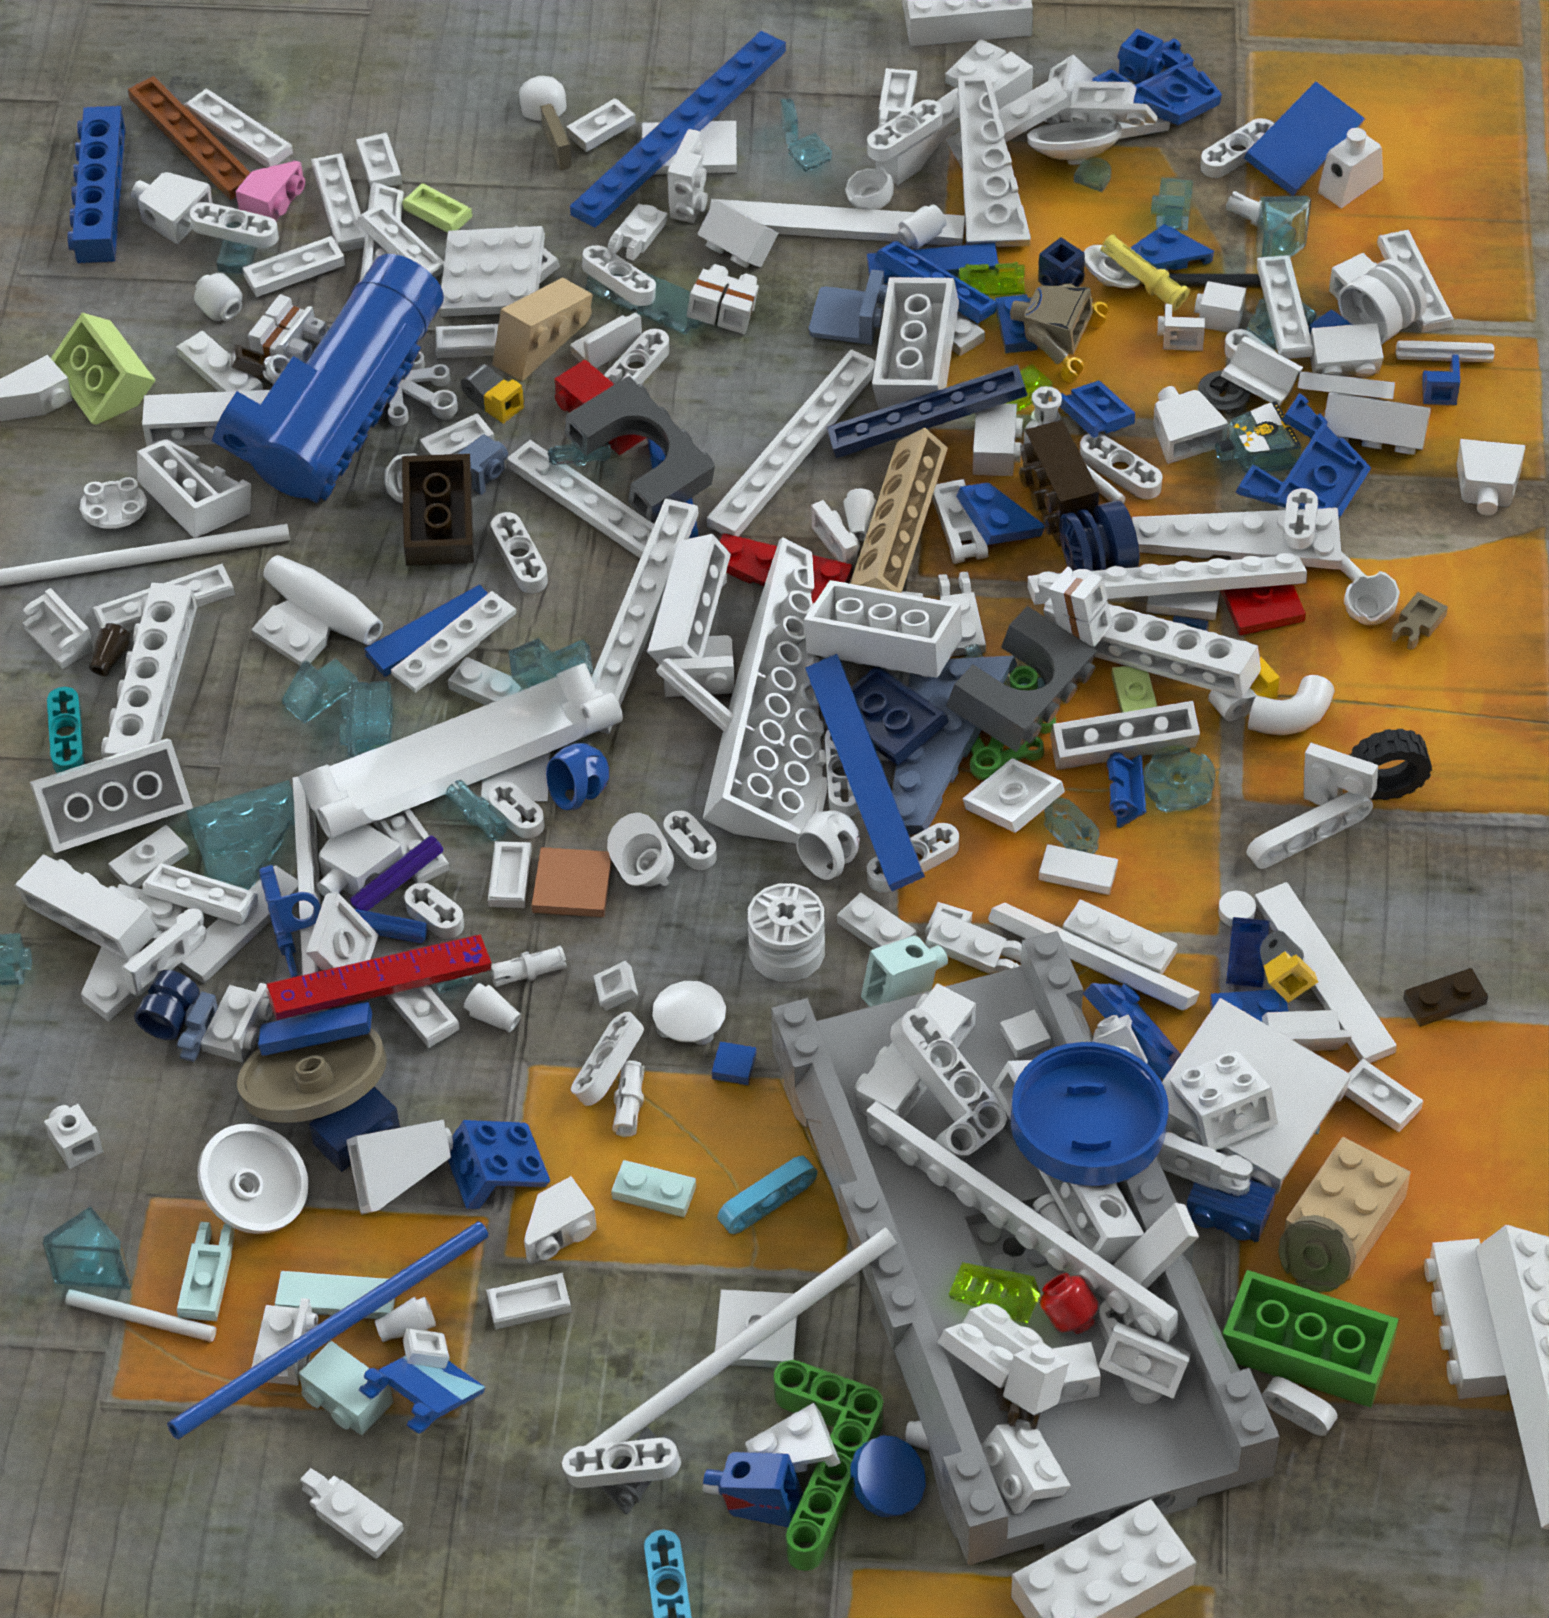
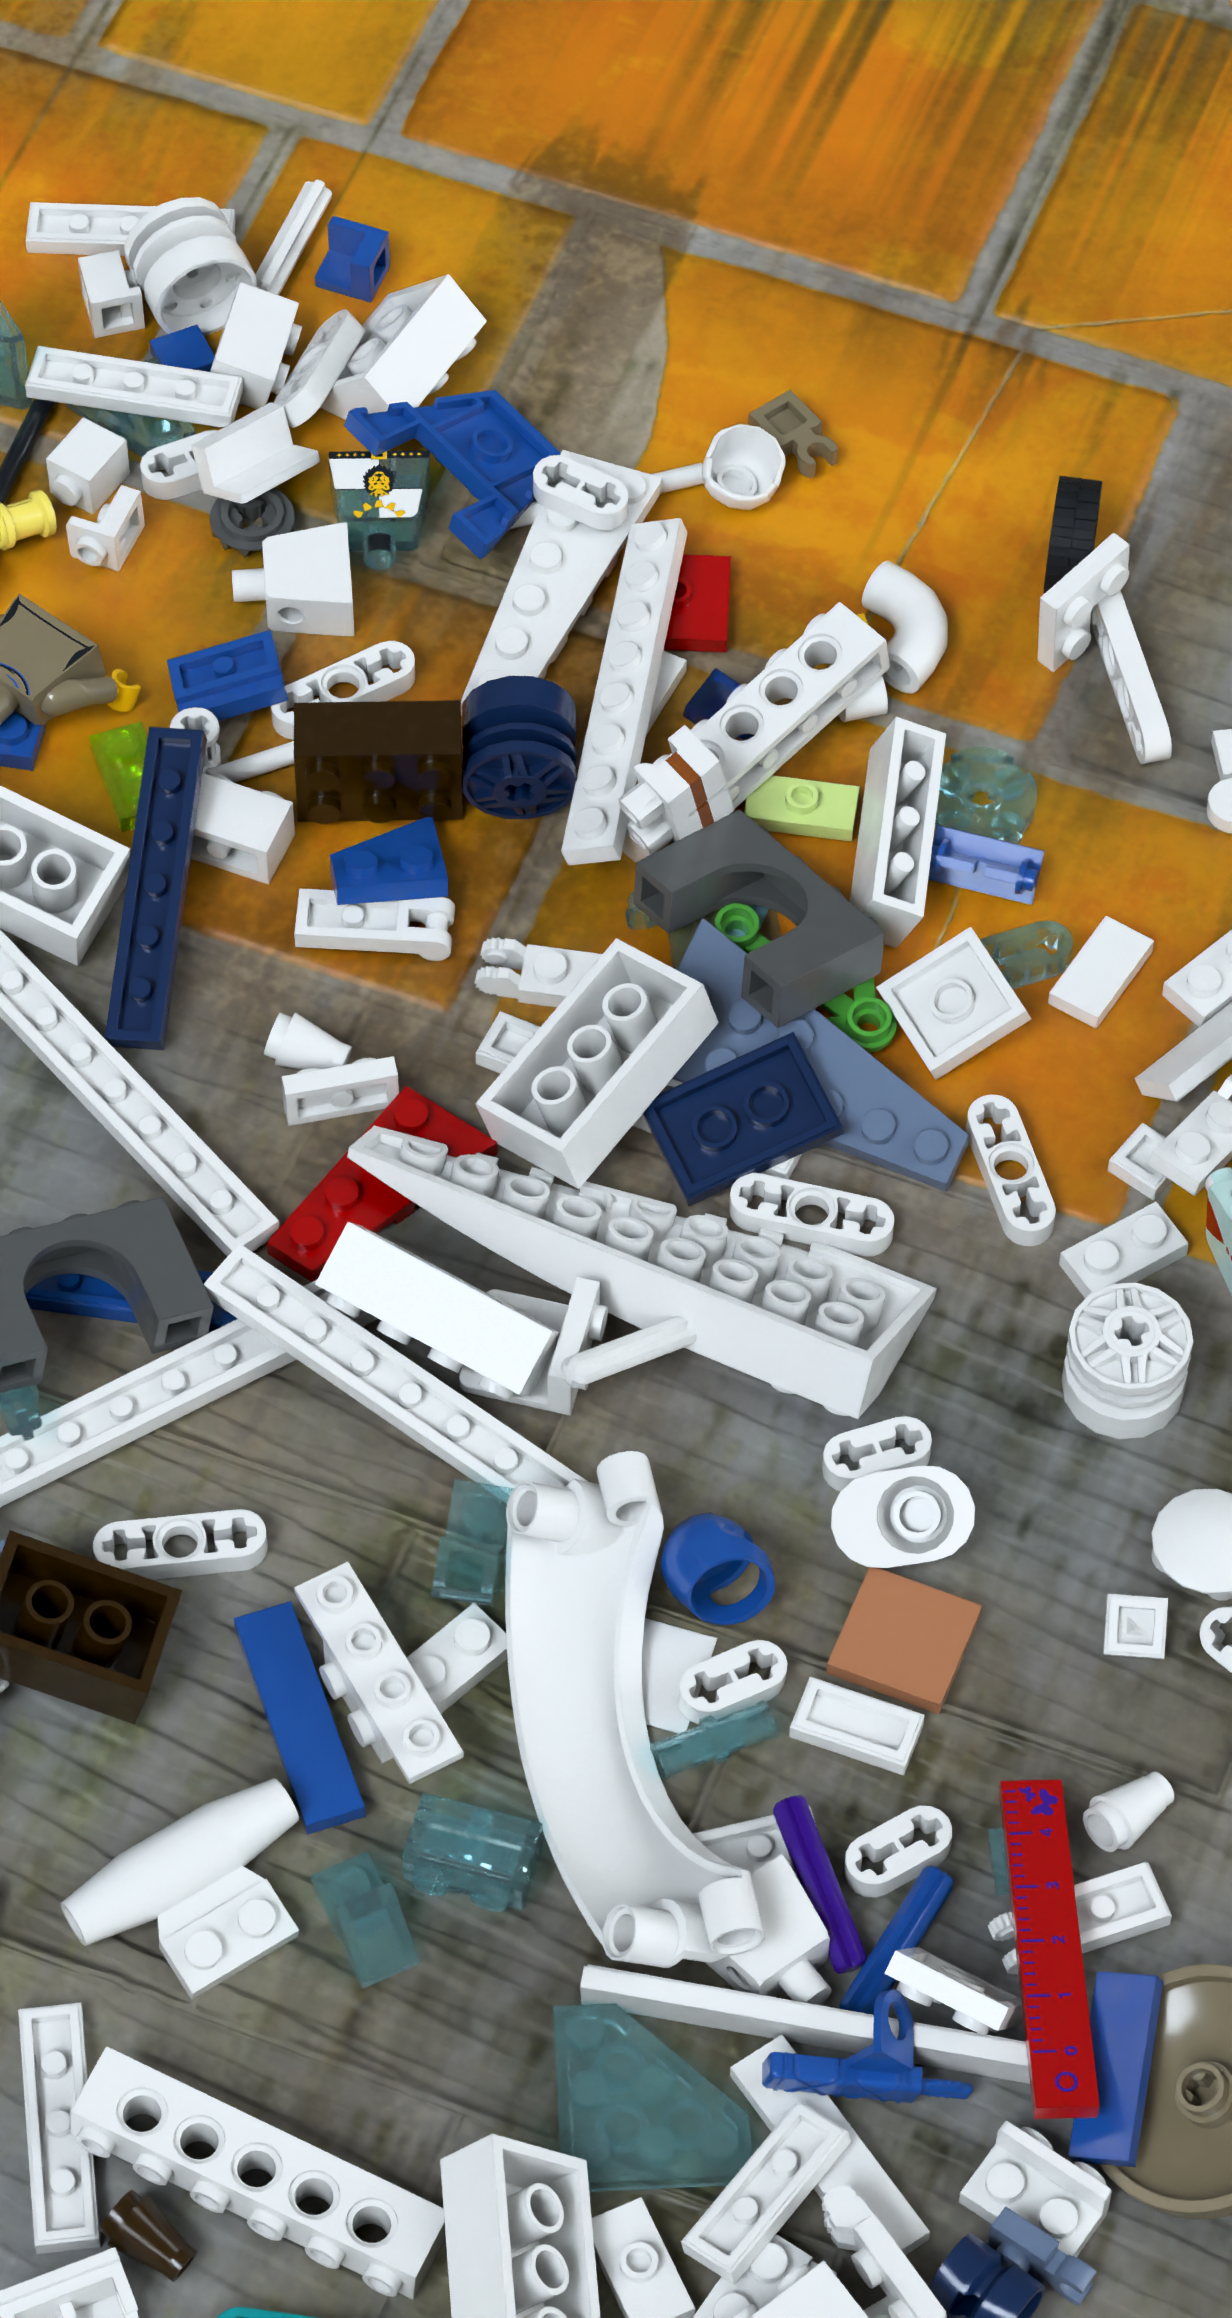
camera: 75 degrees left, 5 degrees up
(528, 966) = (1058, 1735): white pin -> none
(826, 840) = (954, 1253): white helmet -> none
(865, 773) = (849, 1174): blue tile -> none
(900, 512) = (477, 1041): tan brick -> none
(1489, 473) = (558, 265): white torso -> none

